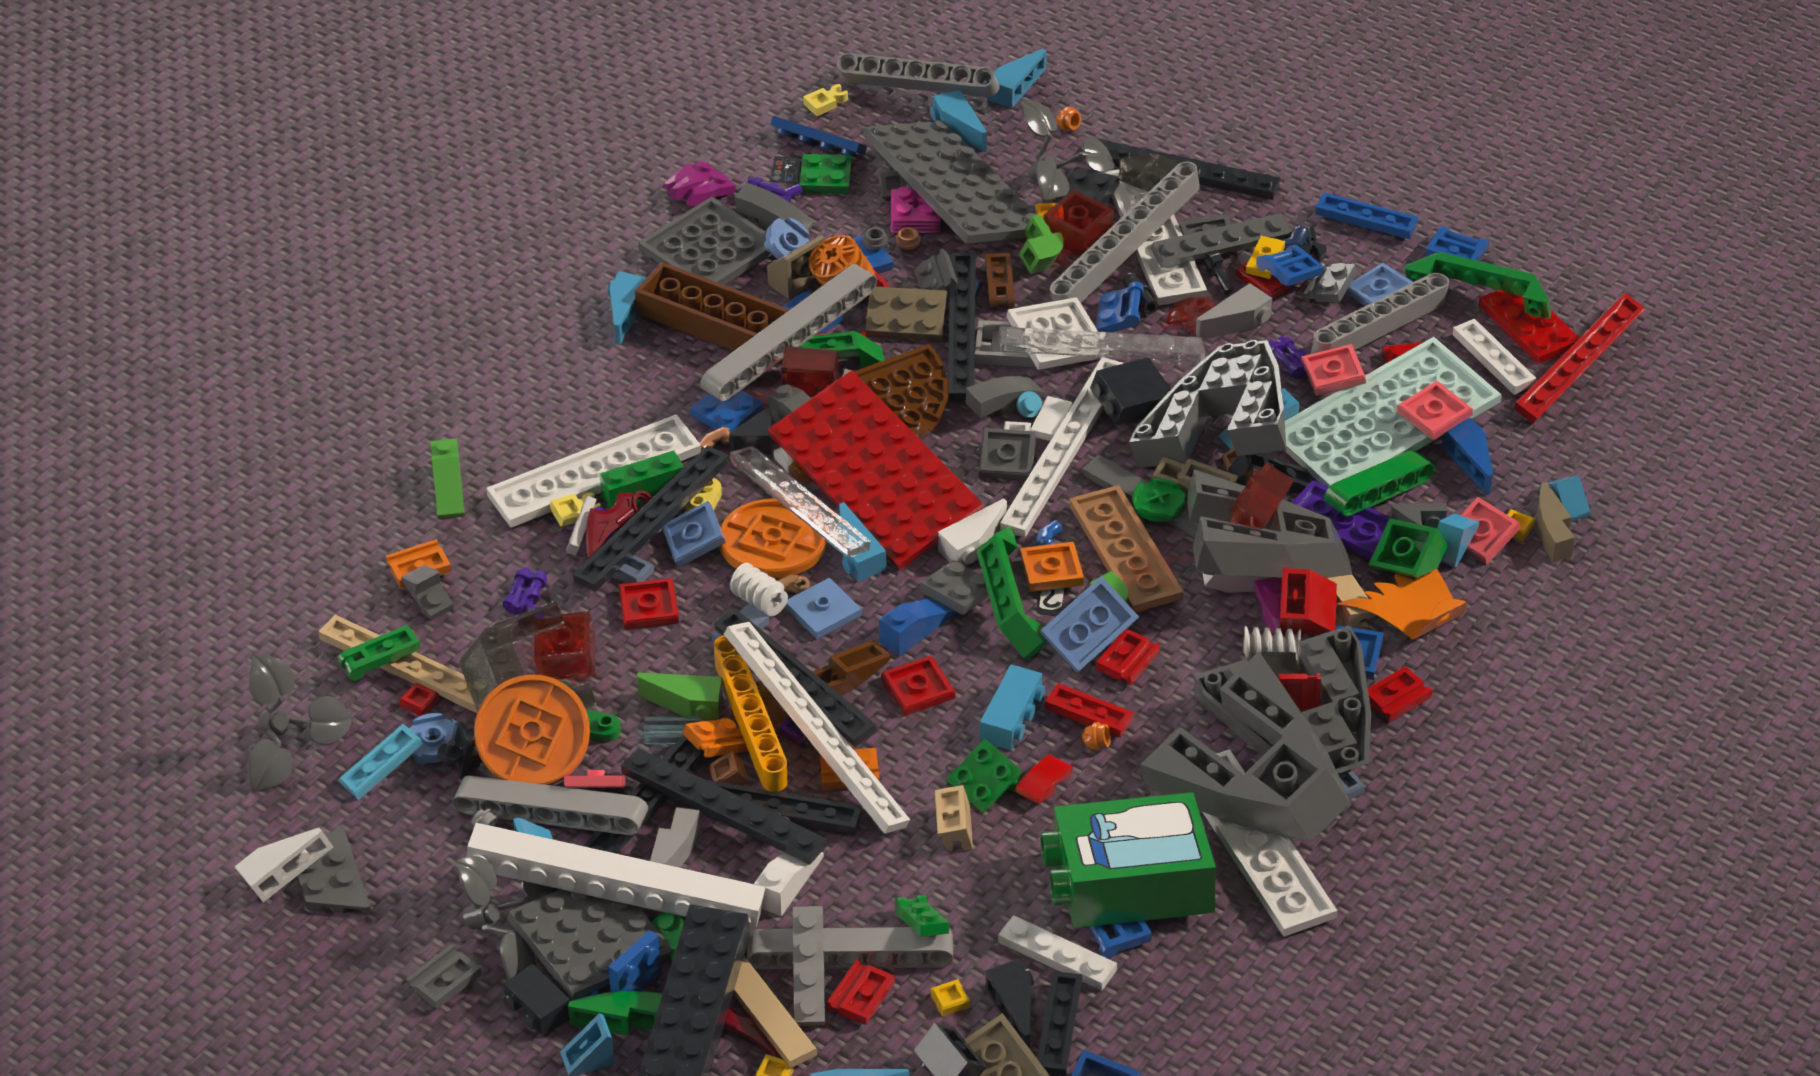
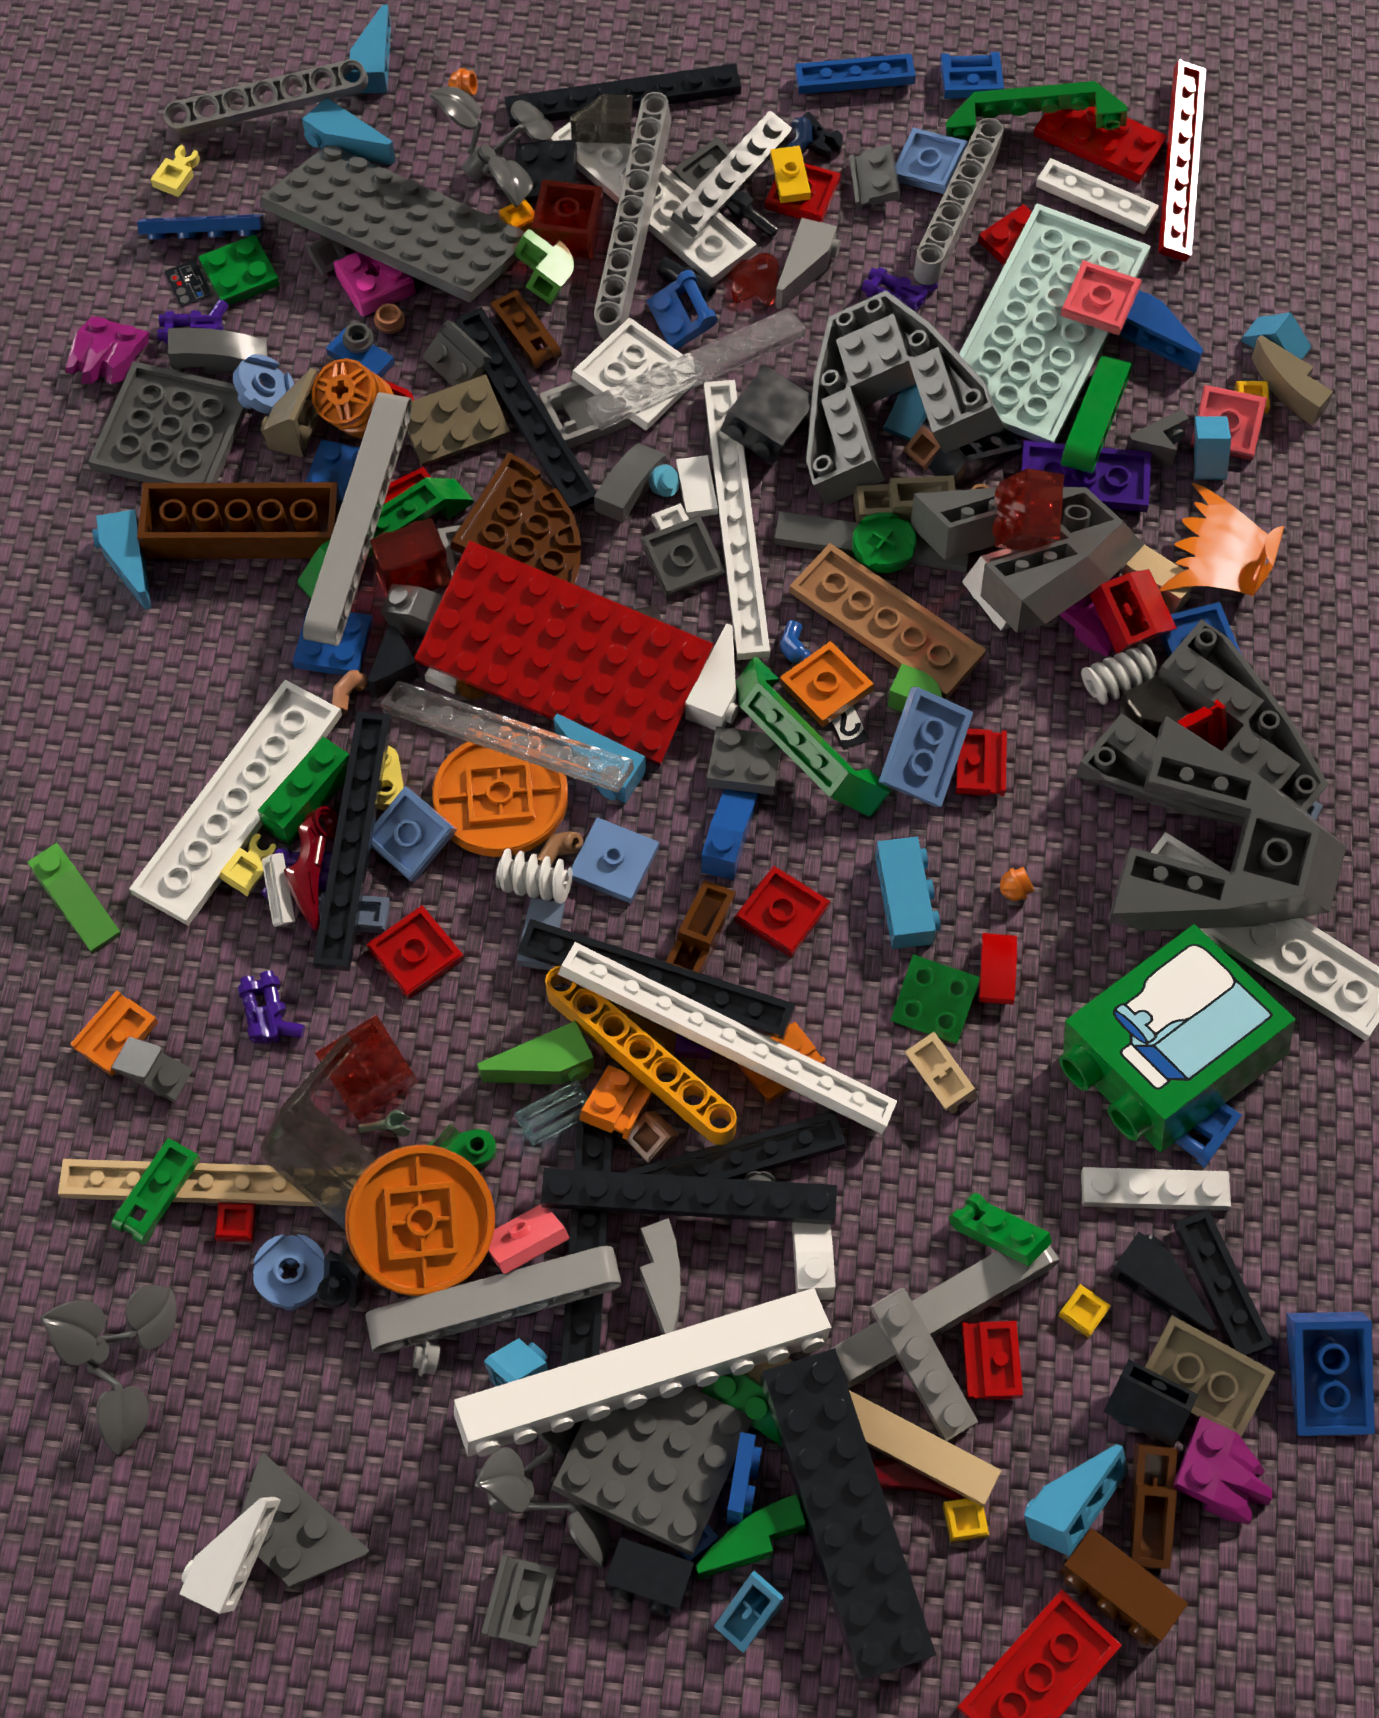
camera: 30 degrees left, 20 degrees up
(380, 761) = (251, 1339): medium azure tile -> none
(1088, 709) = (985, 853): red plate -> none
(1290, 265) = (835, 181): blue plate -> none
(1333, 369) = (960, 290): coral plate -> none
(1398, 693) = (1283, 668): red plate -> none
(1409, 549) = (1183, 488): green slope -> none

